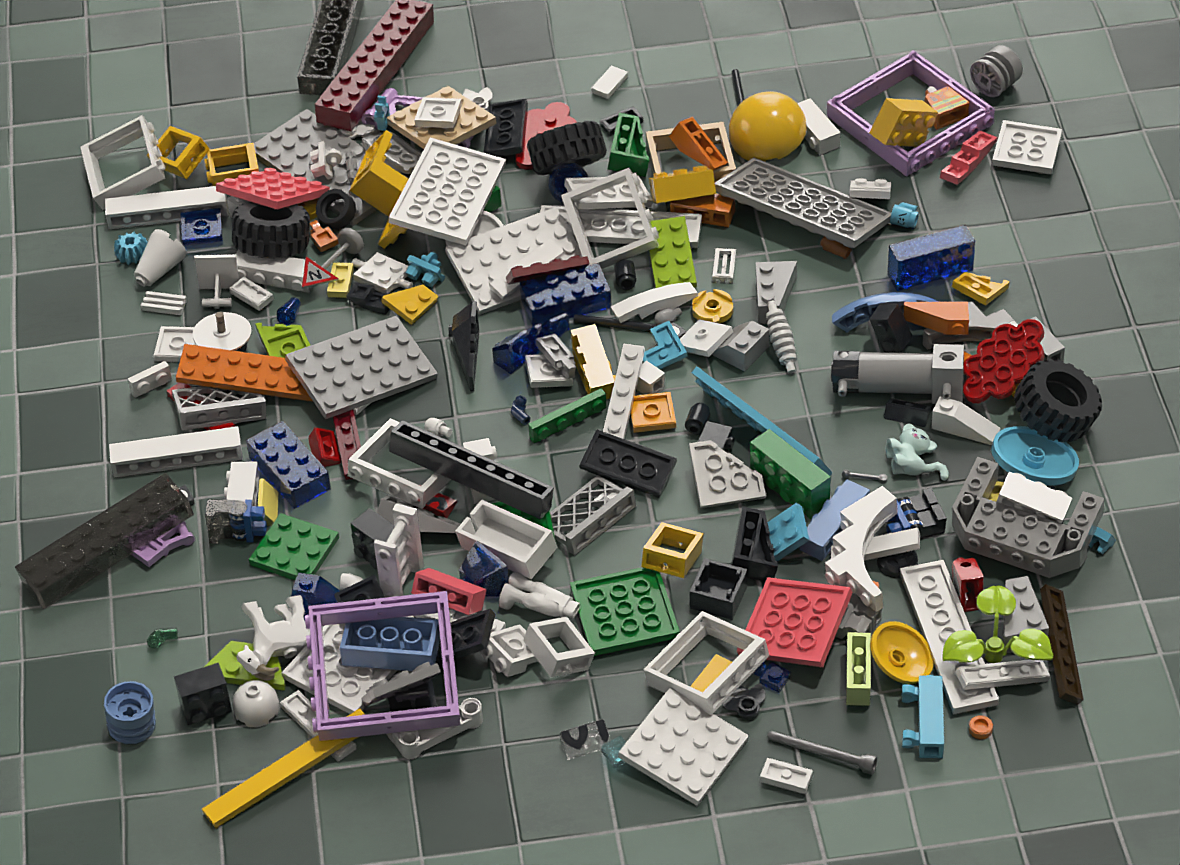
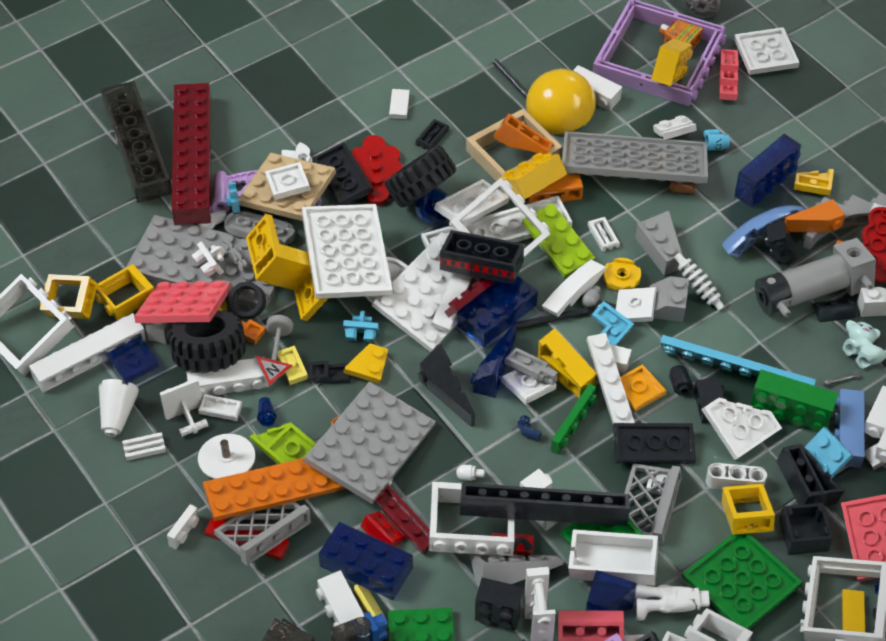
camera: 30 degrees left, 5 degrees up
(130, 247) = (80, 404): medium azure gear -> none
(171, 343) = (182, 481): white tile -> none
(175, 451) = (253, 589): white brick -> none
(382, 273) = (324, 345): white plate -> none
(568, 237) = (482, 257): none -> black brick
(625, 274) = (532, 271): black brick -> none
(628, 146) = (467, 161): green wedge -> none
(682, 516) = (727, 472): none -> white beam

